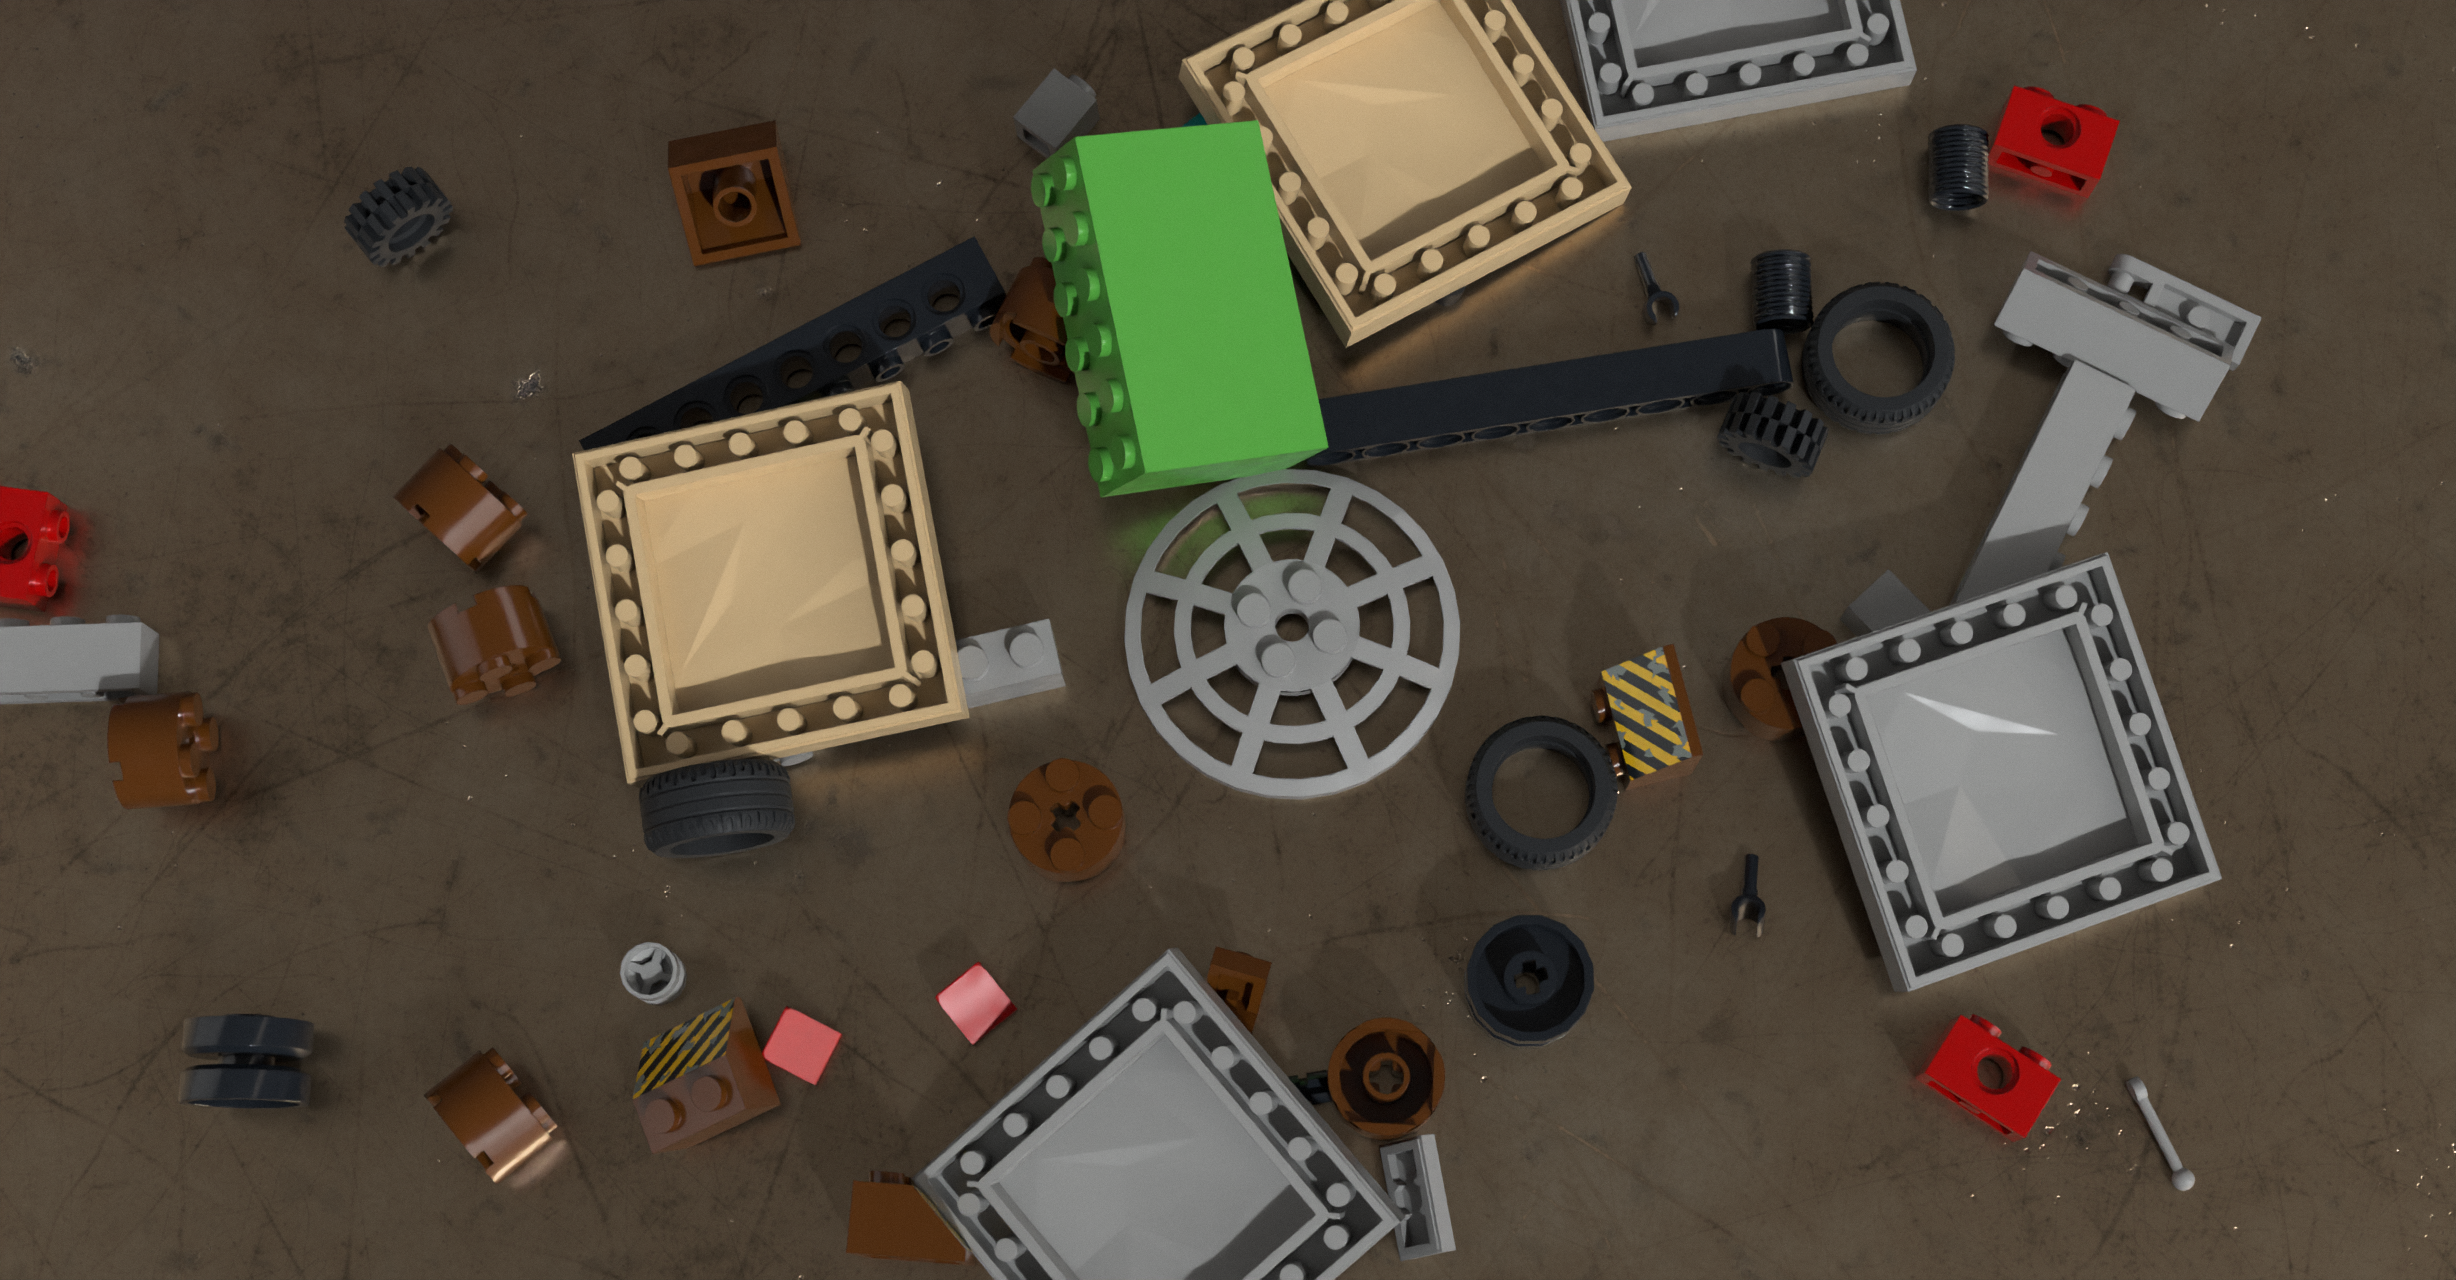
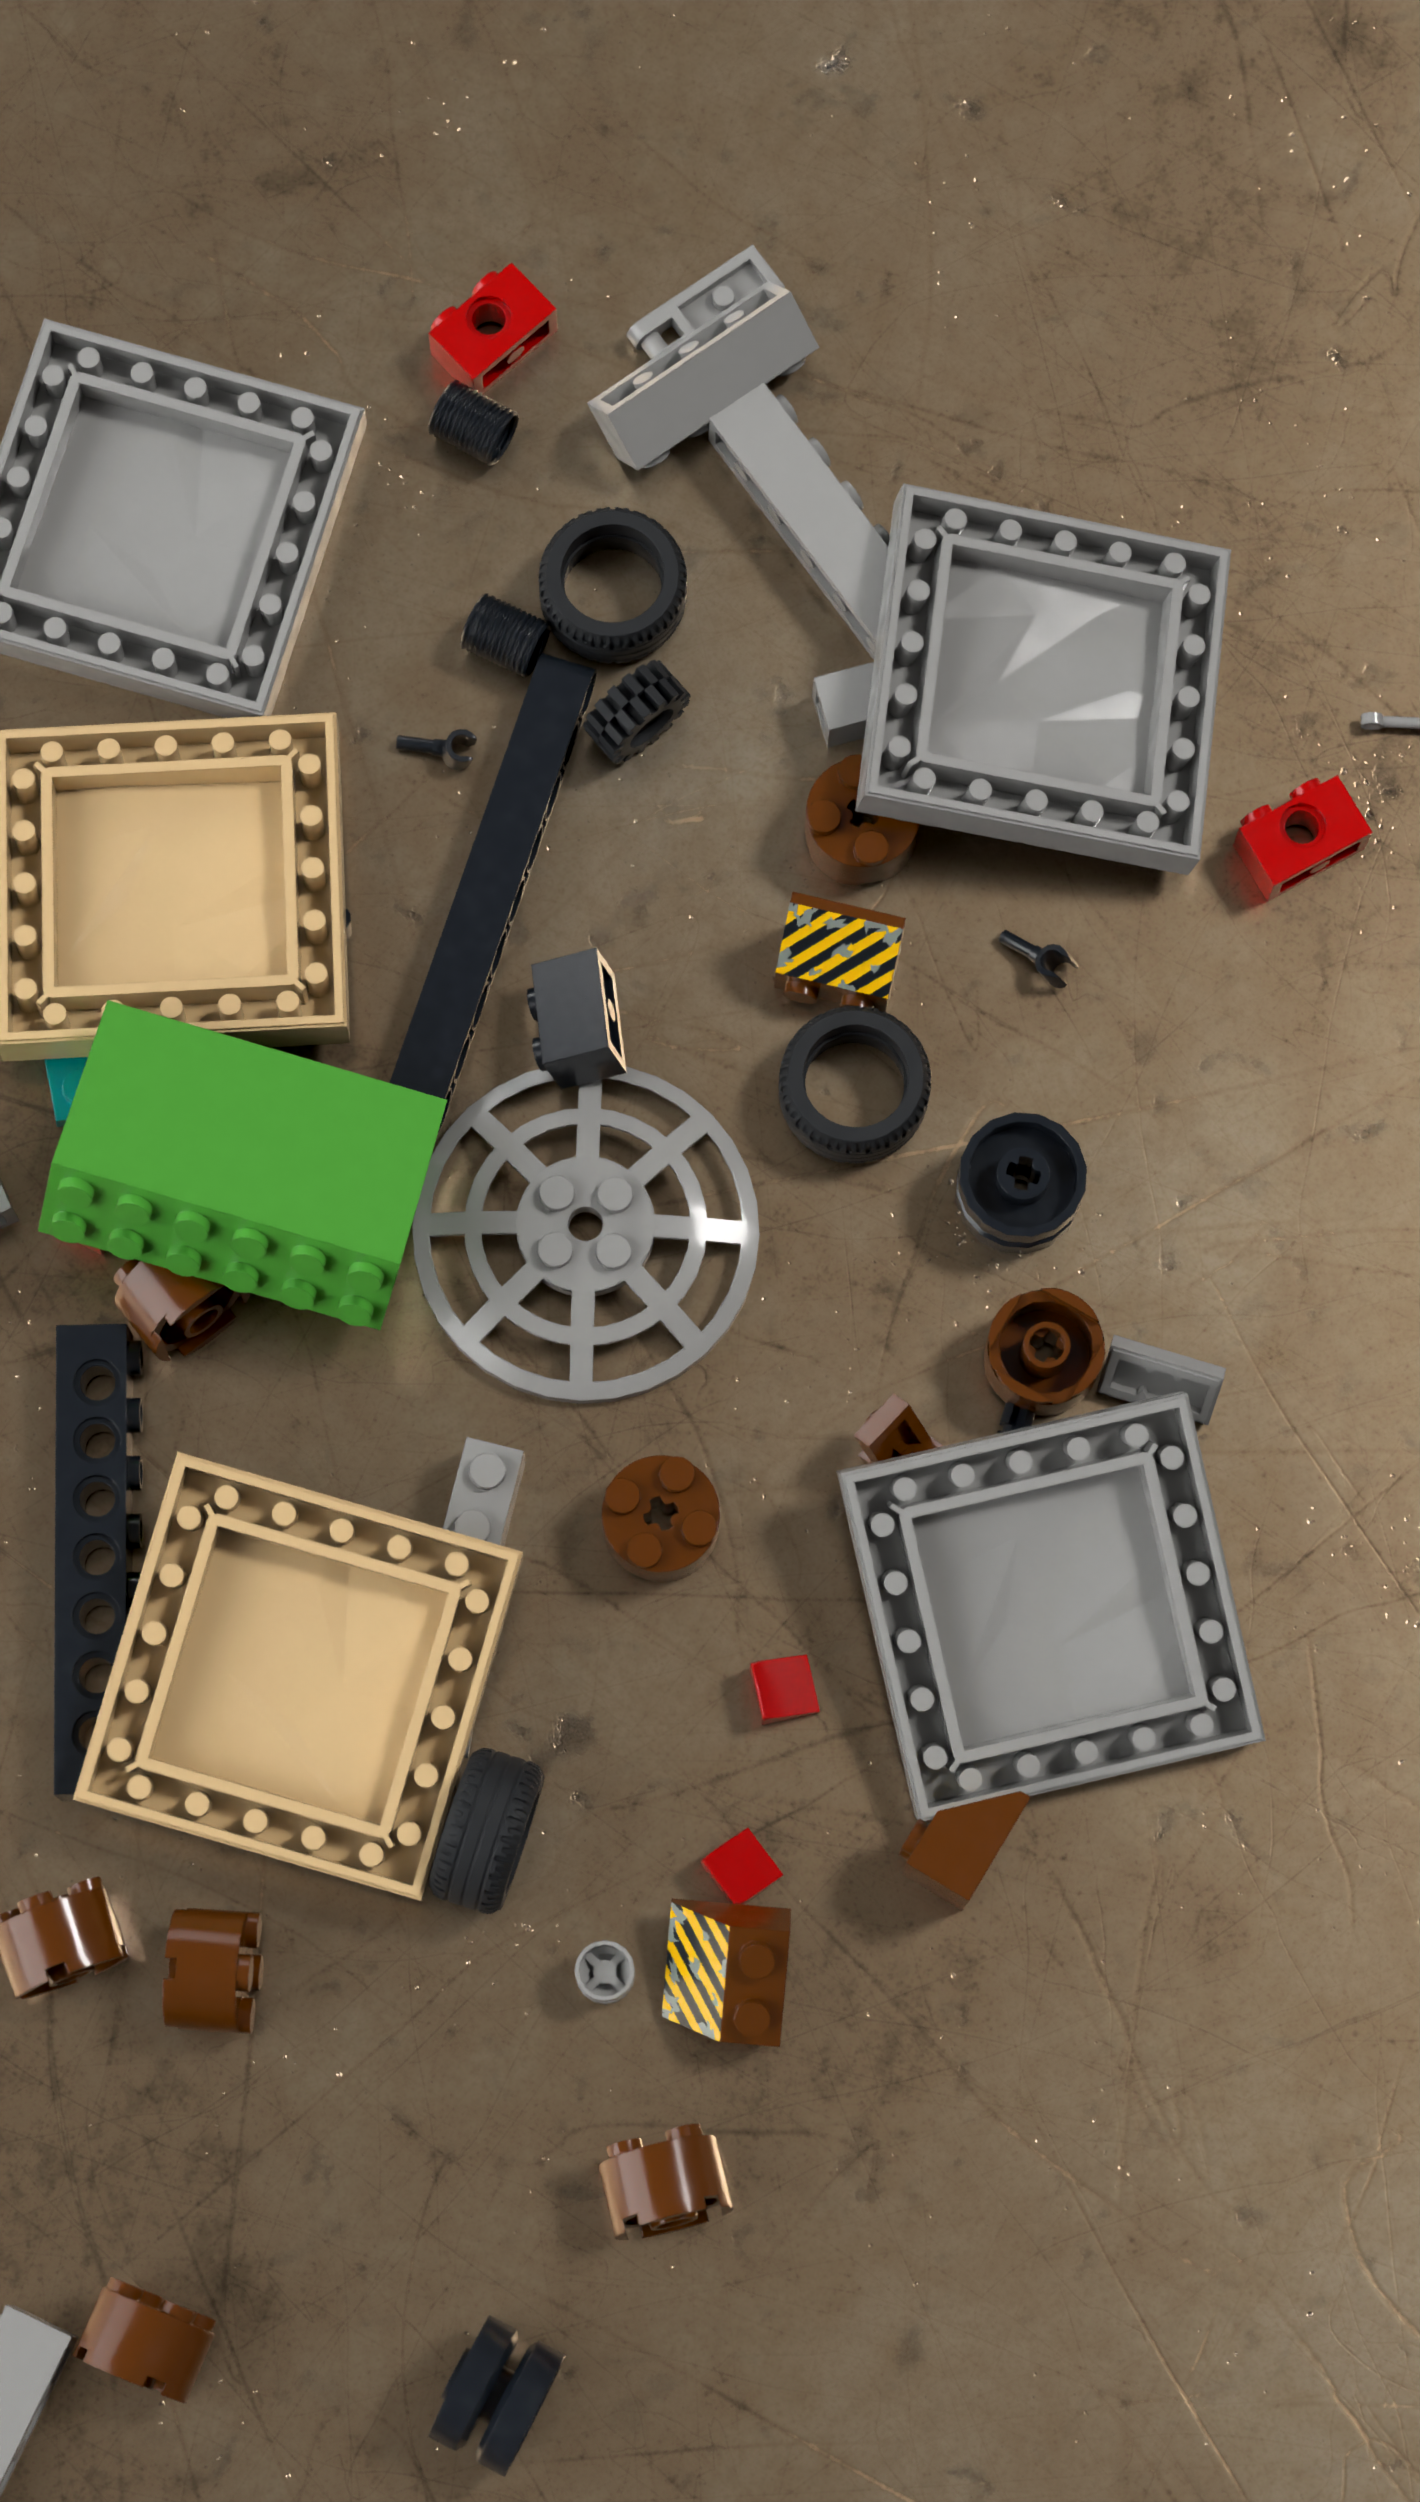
camera: 70 degrees left, 0 degrees up
(1469, 525) = (576, 1019): none -> black brick

